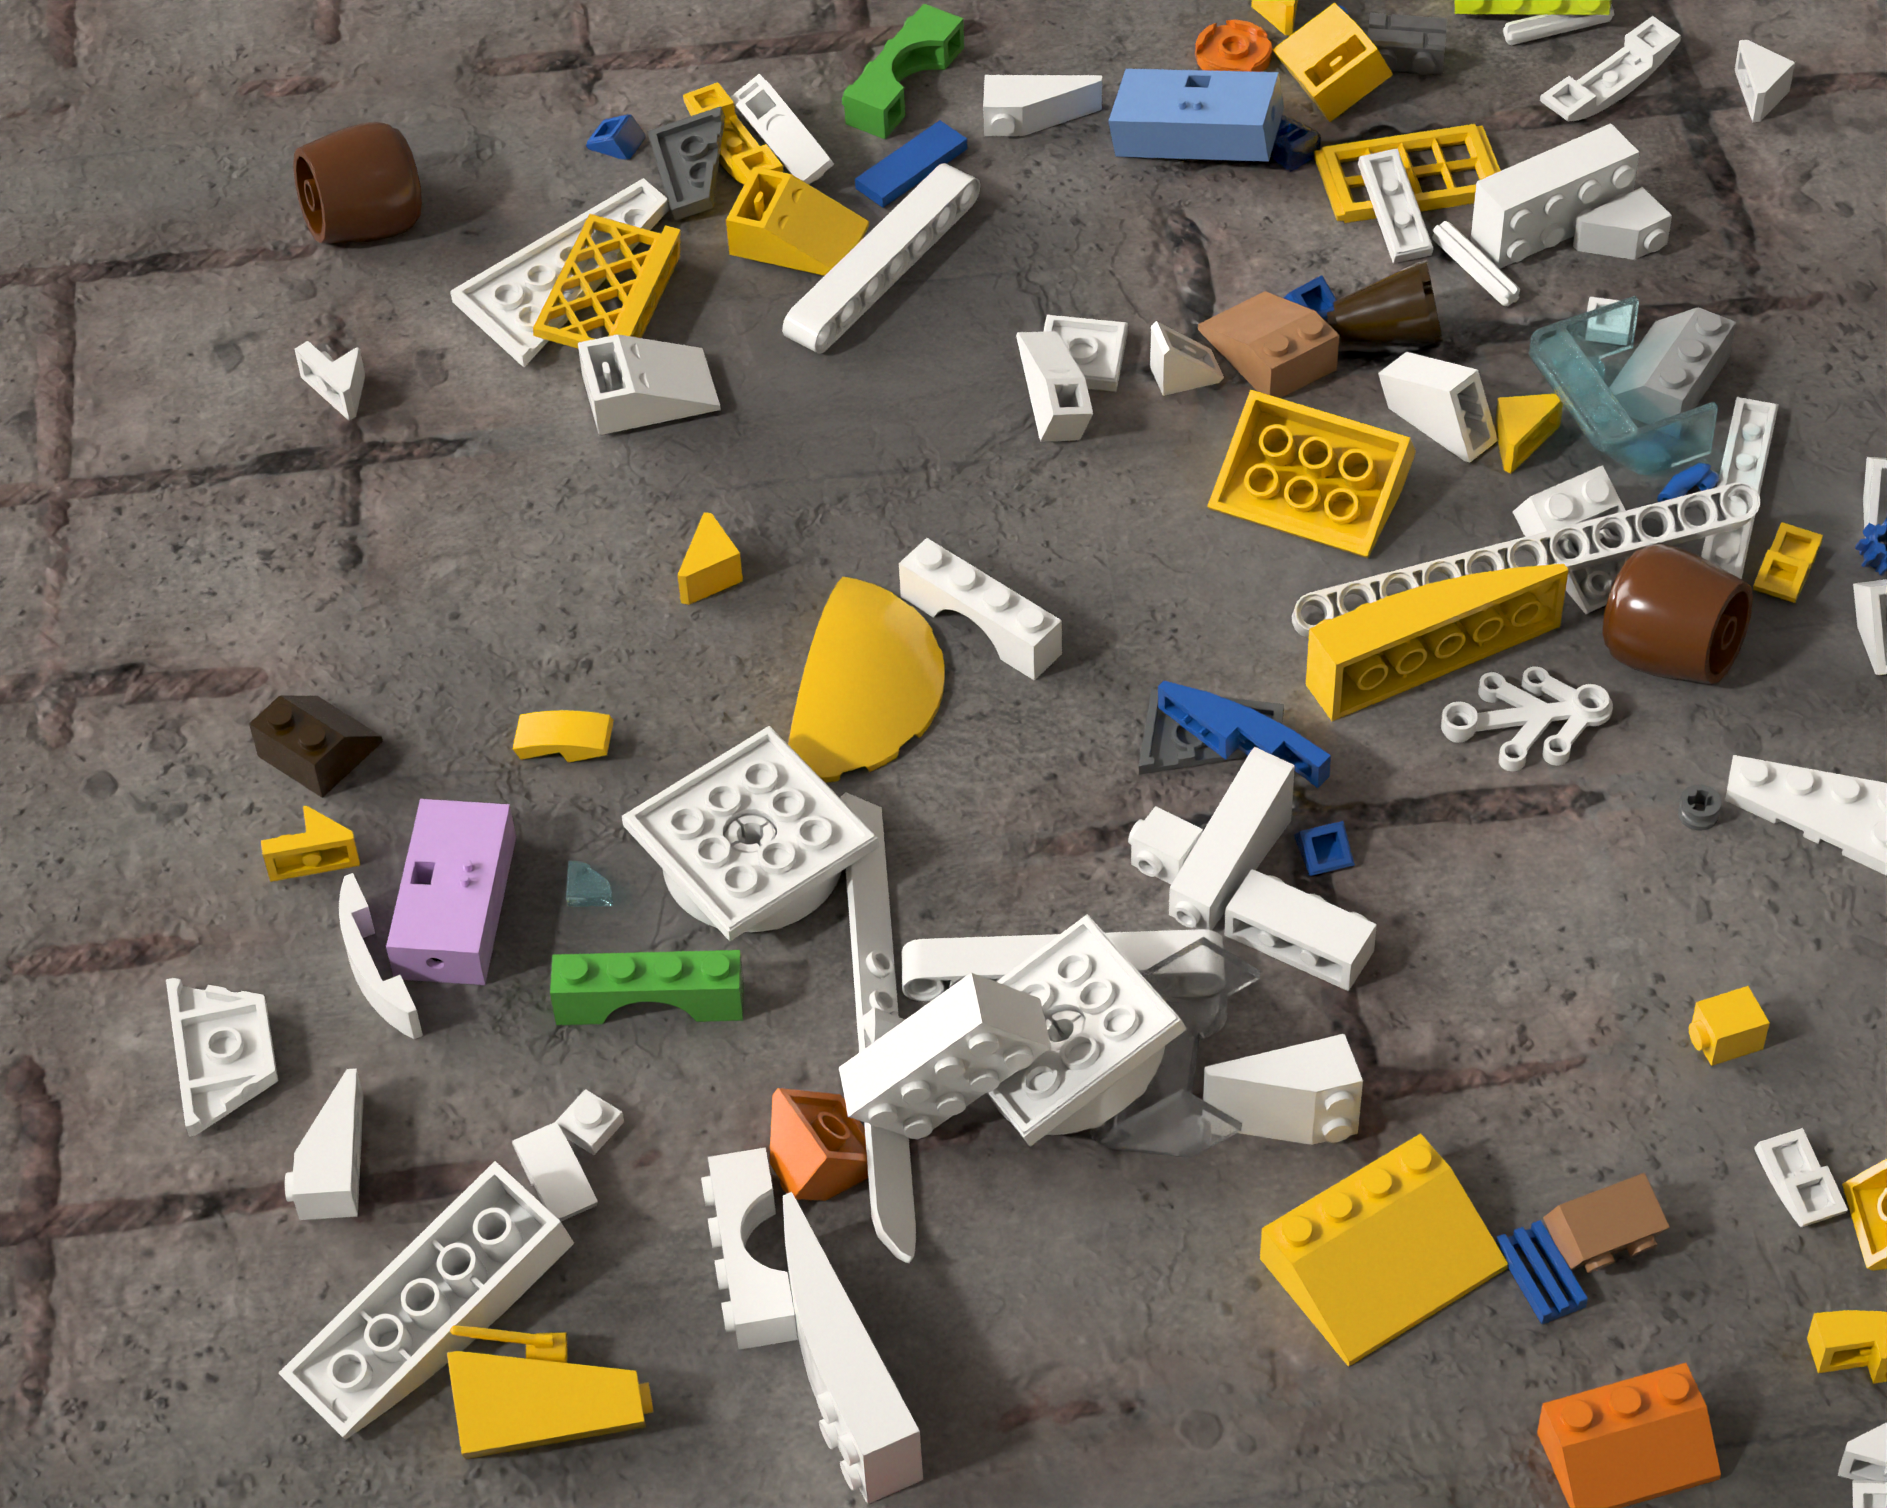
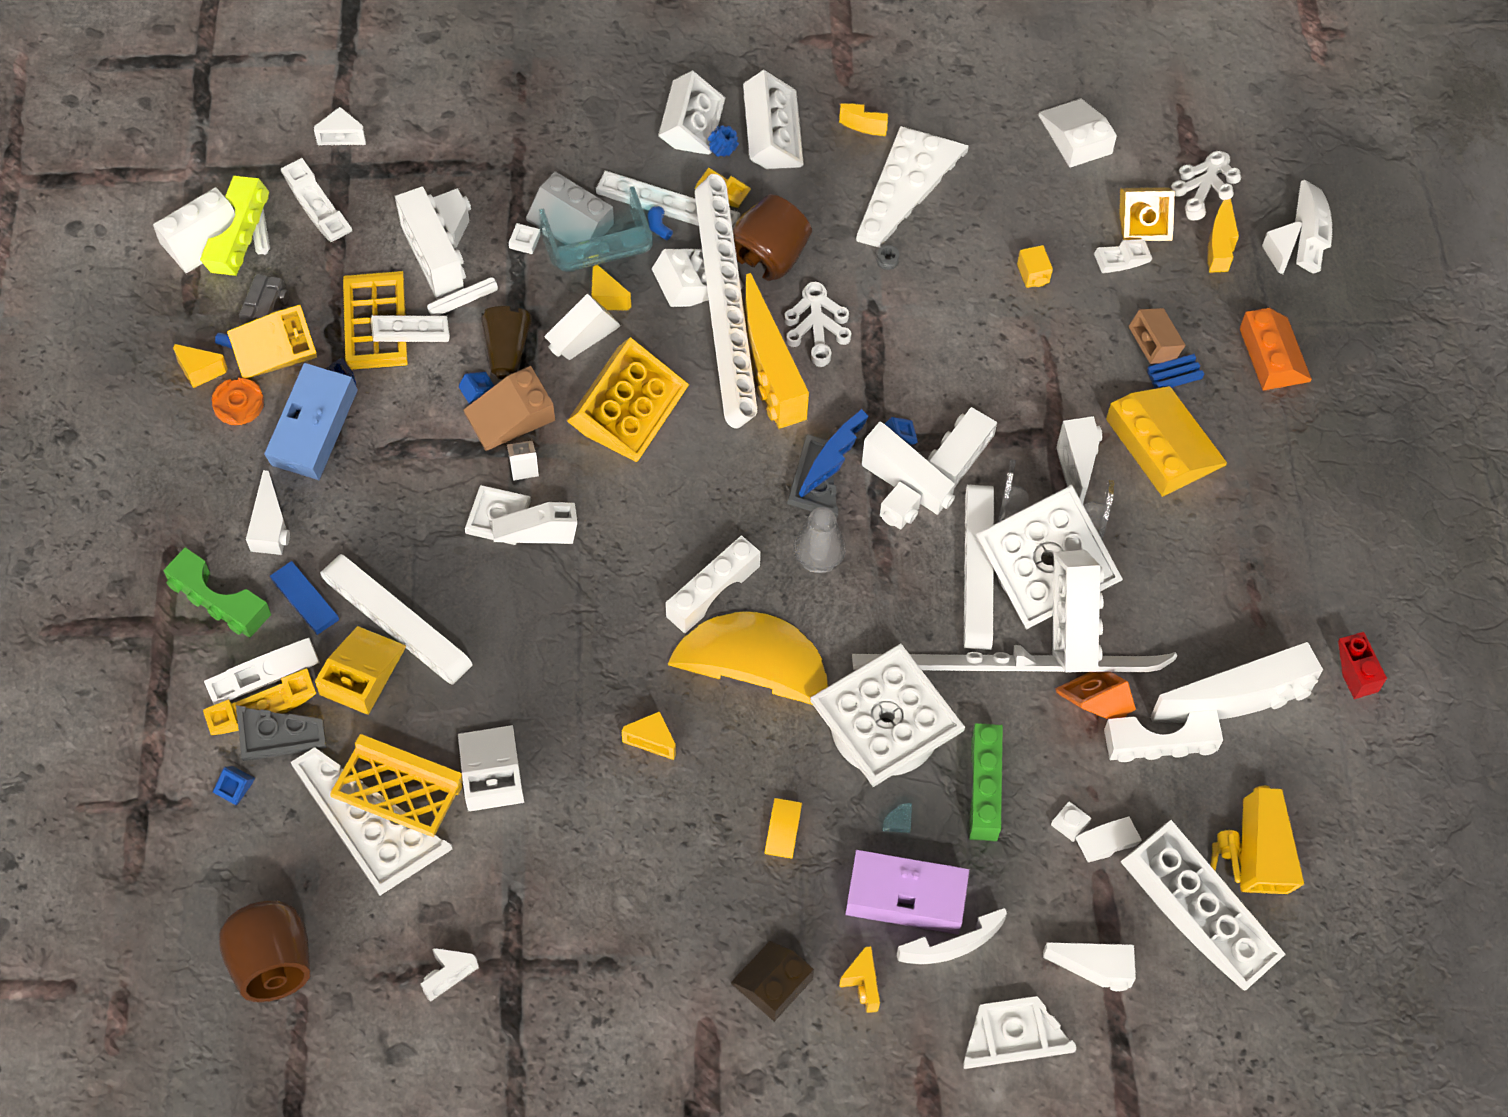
camera: 90 degrees left, 10 degrees up
(1076, 735) = (820, 542): none -> clear cone

